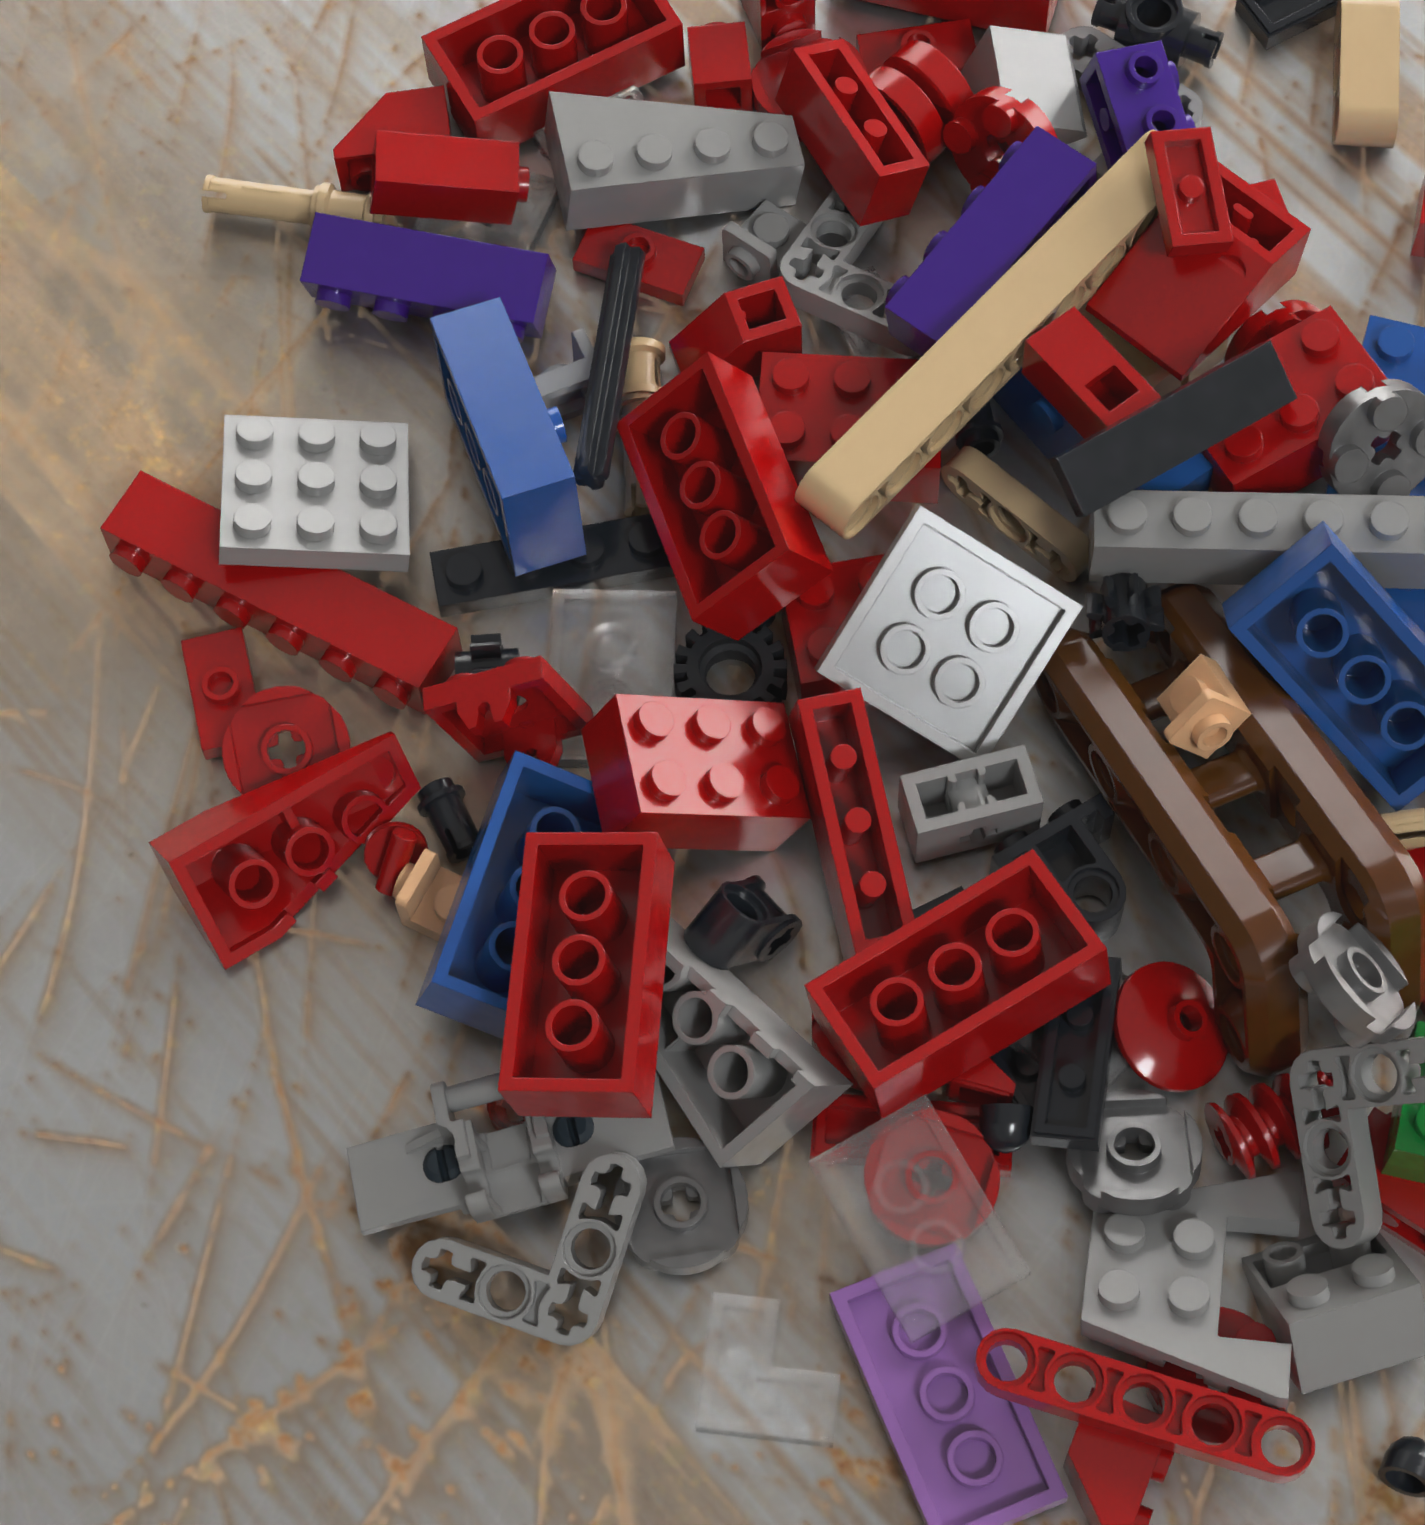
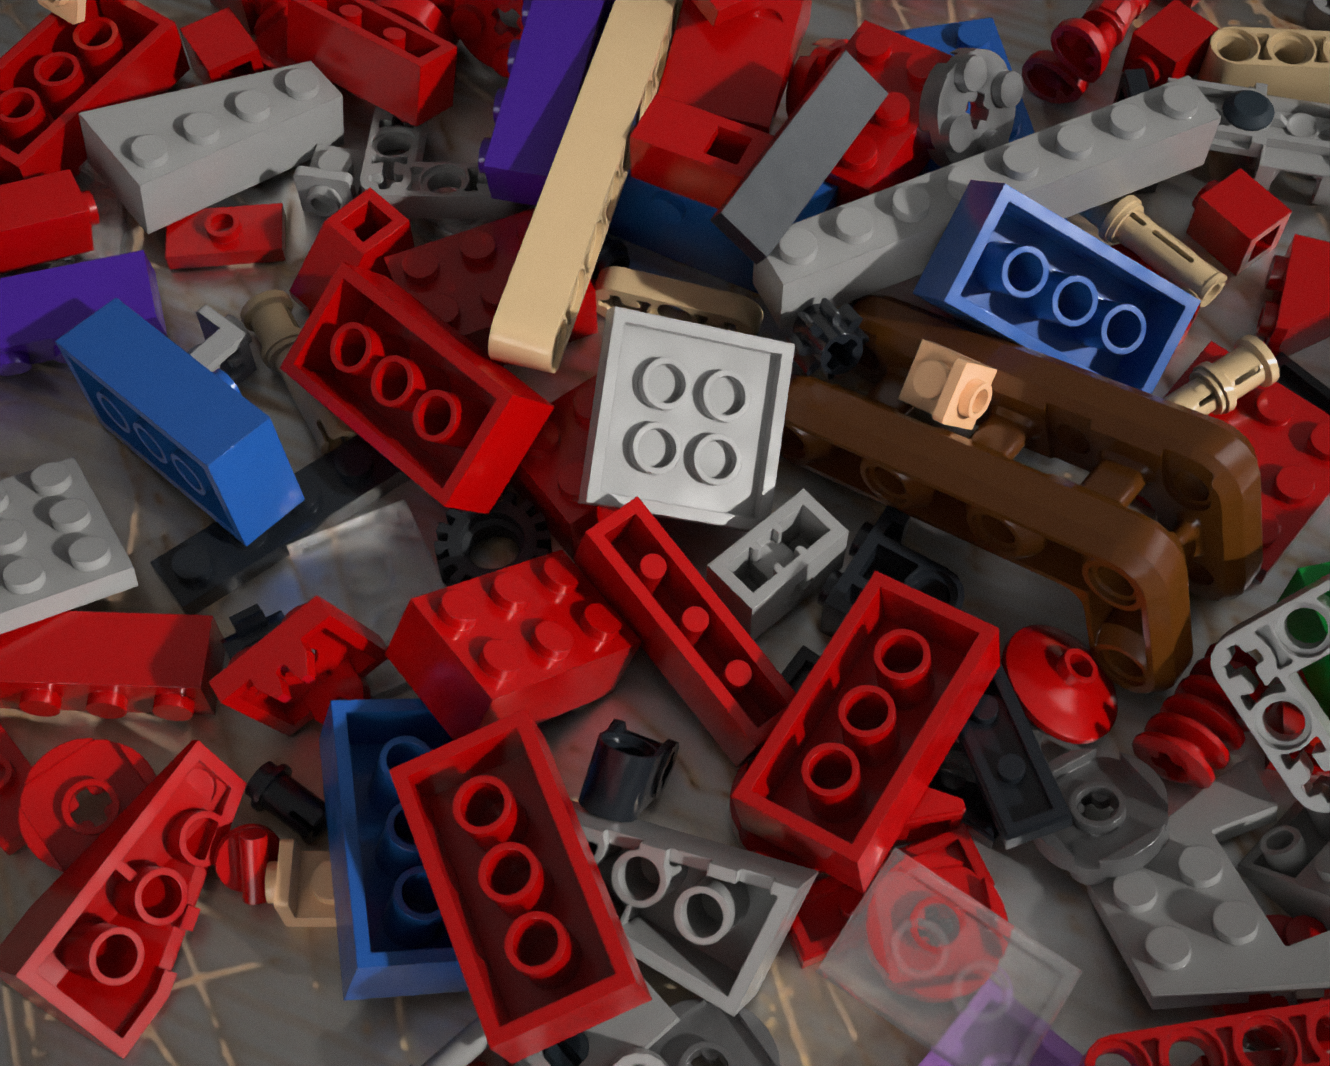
camera: 30 degrees left, 5 degrees down
(609, 367) = (248, 324): black axle -> none
(1005, 1125) = (974, 842): black hinge -> none
(1353, 980) = (1230, 540): flat silver plate -> none

